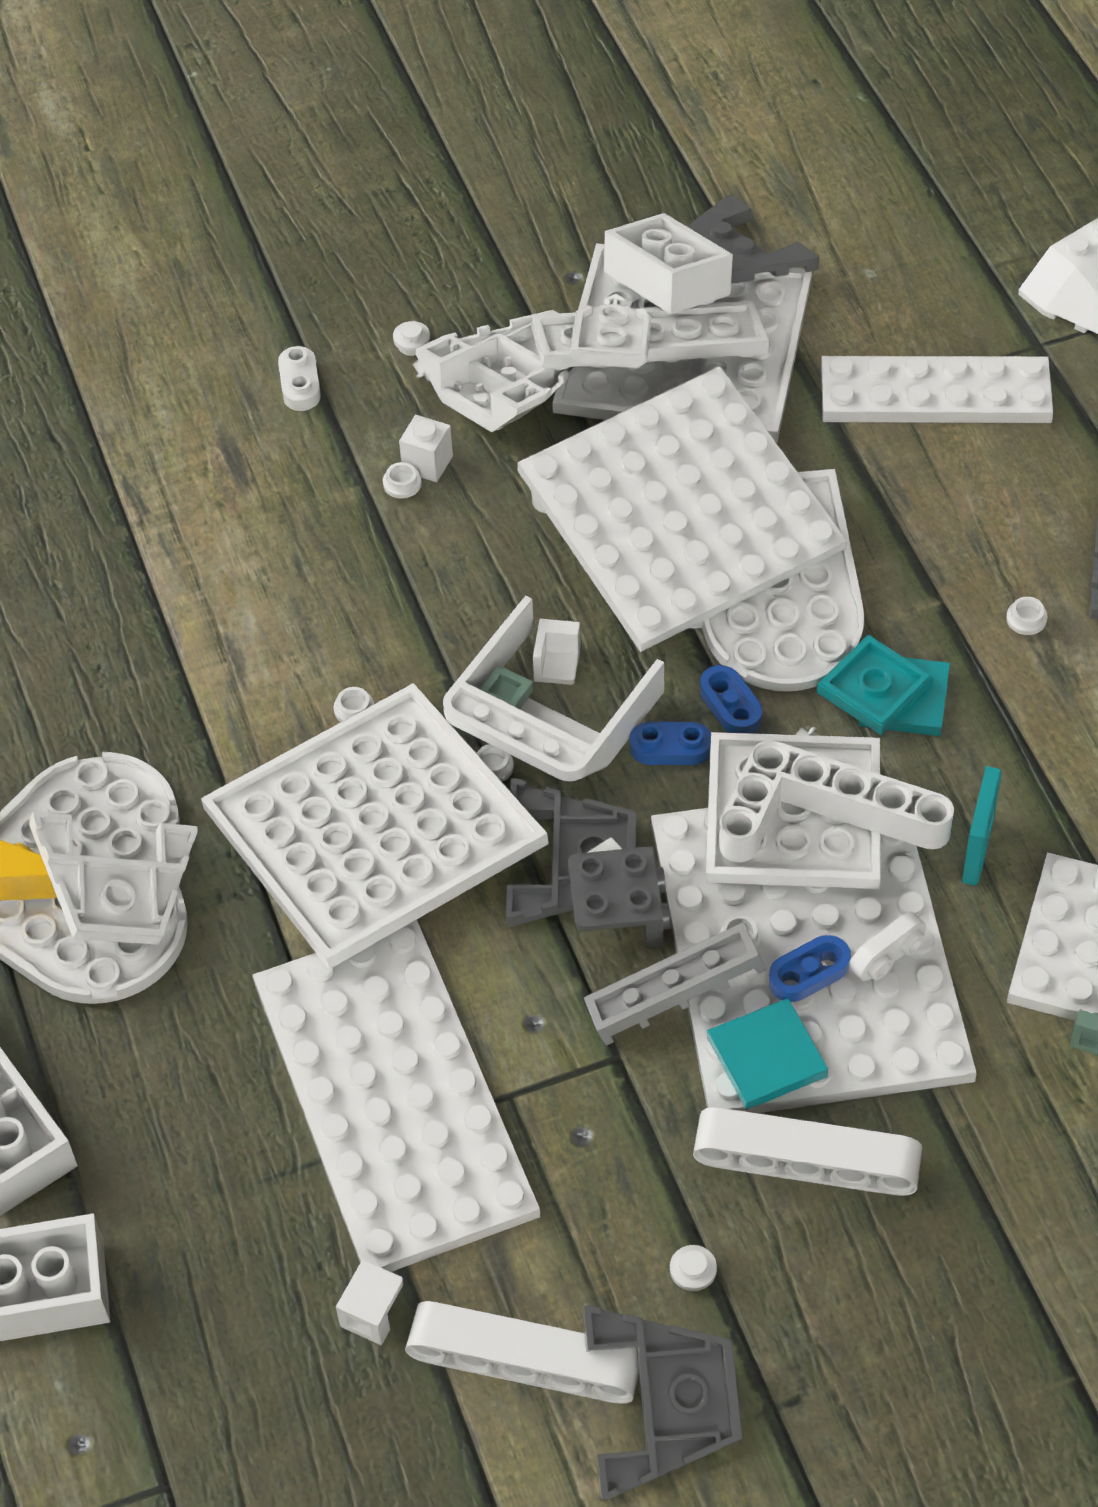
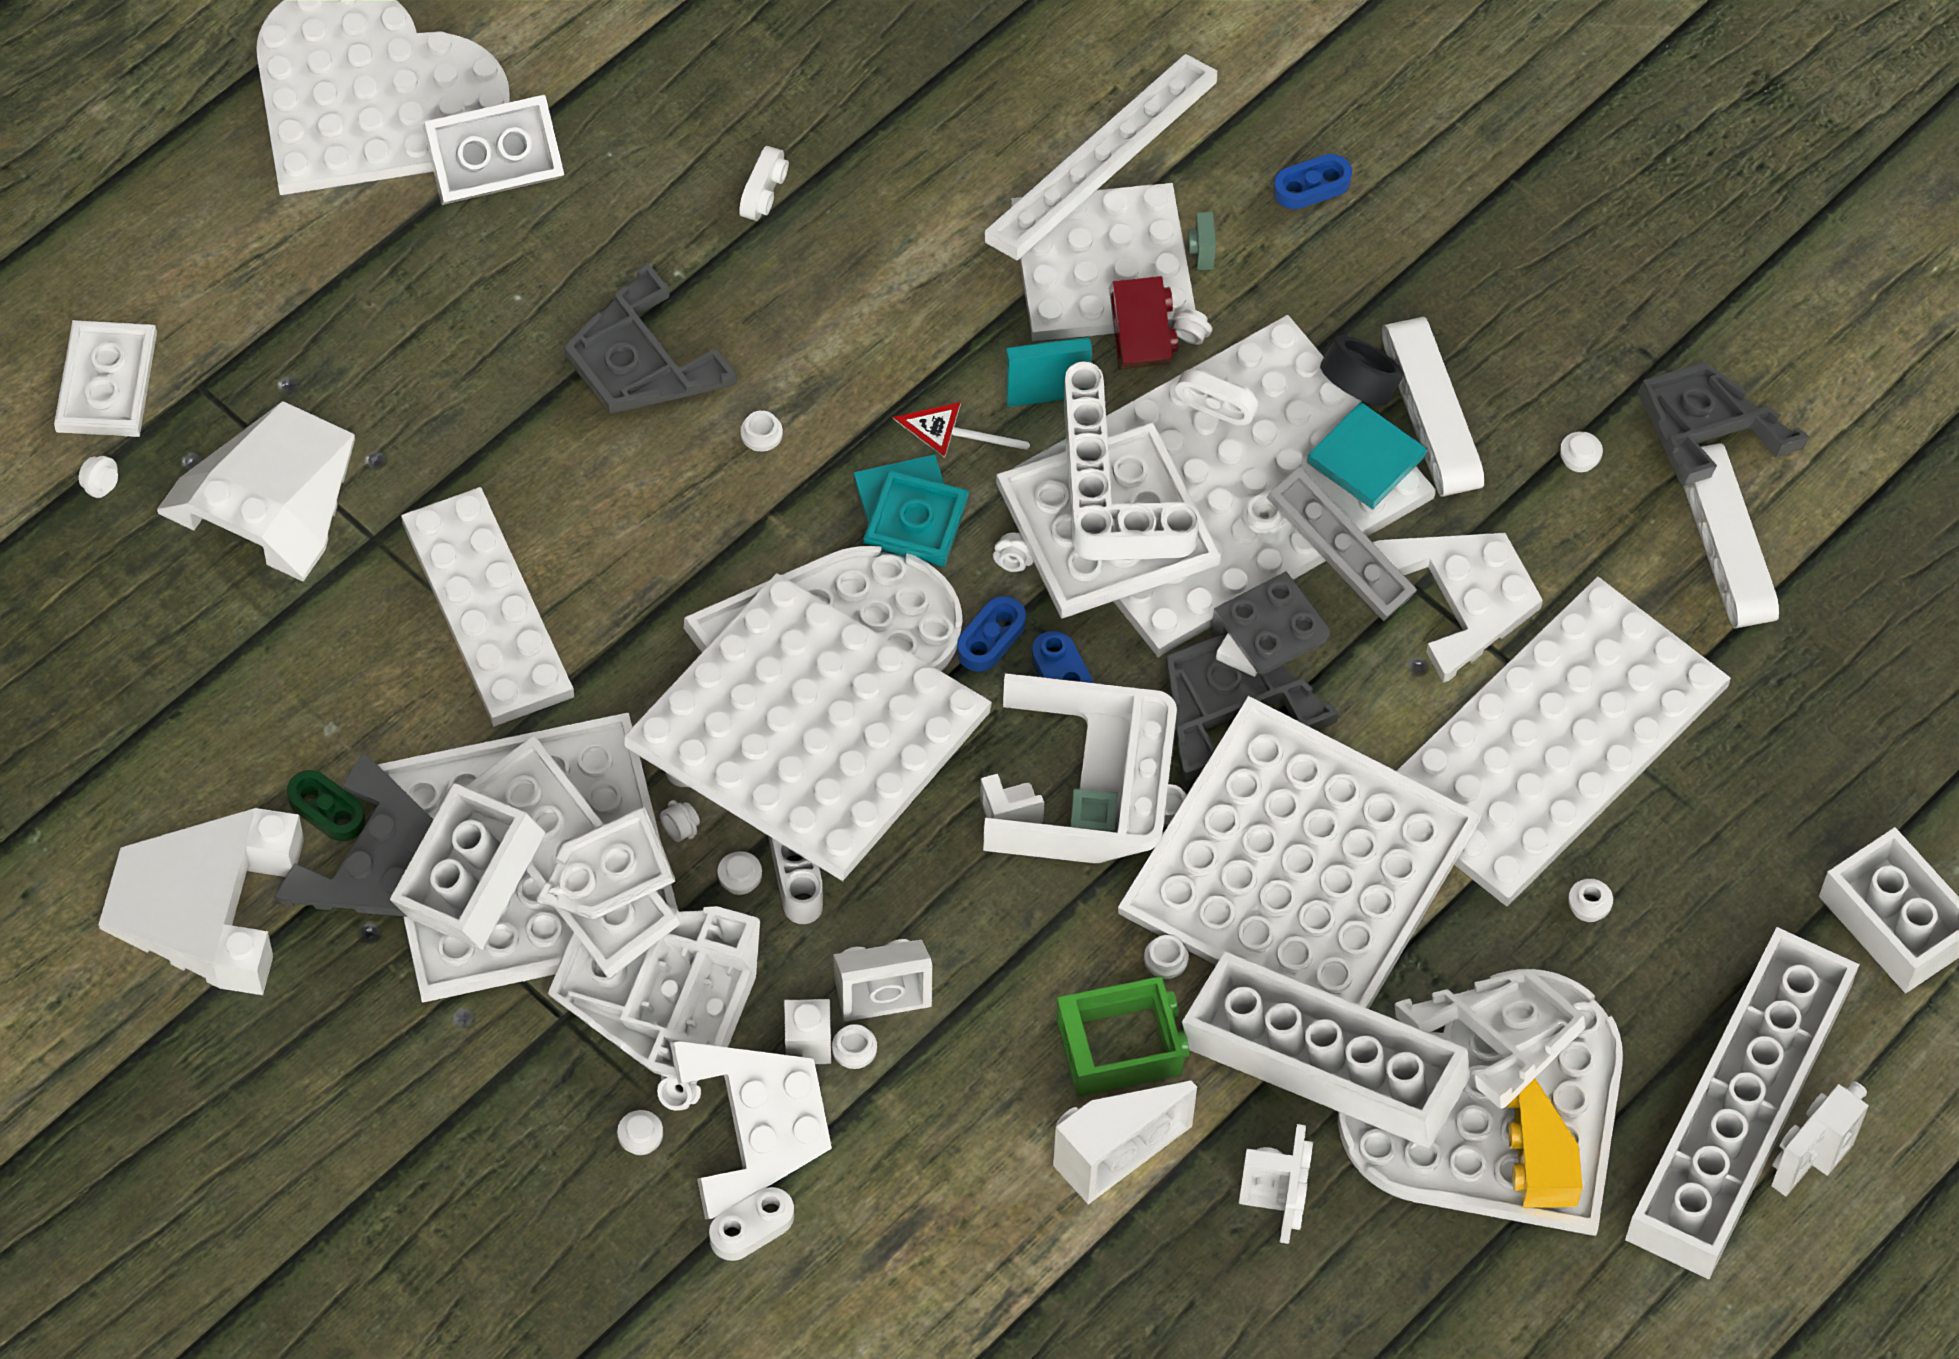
camera: 120 degrees left, 5 degrees up
(95, 680) = (1278, 1181): none -> white bracket
(178, 749) = (1327, 1049): none -> white brick
(207, 587) = (1119, 1134): none -> white slope
(217, 1051) = (1587, 910): none -> white plate
(289, 608) = (1114, 1001): none -> bright green window
(368, 1301) = (1756, 658): white panel -> none
(374, 400) = (773, 1112): none -> white wing
(441, 502) = (883, 979): none -> white slope
(588, 1109) = (1481, 584): none -> white wing
(752, 144) = (184, 890): none -> white wedge
(807, 970) = (1271, 448): blue plate -> none
(808, 231) = (328, 808): none -> dark green plate
(844, 1065) = (1361, 370): none -> black tyre
(976, 748) = (937, 426): none -> piece
(996, 981) = (1191, 326): none -> white plate
(1009, 926) = (1142, 322): none -> dark red brick

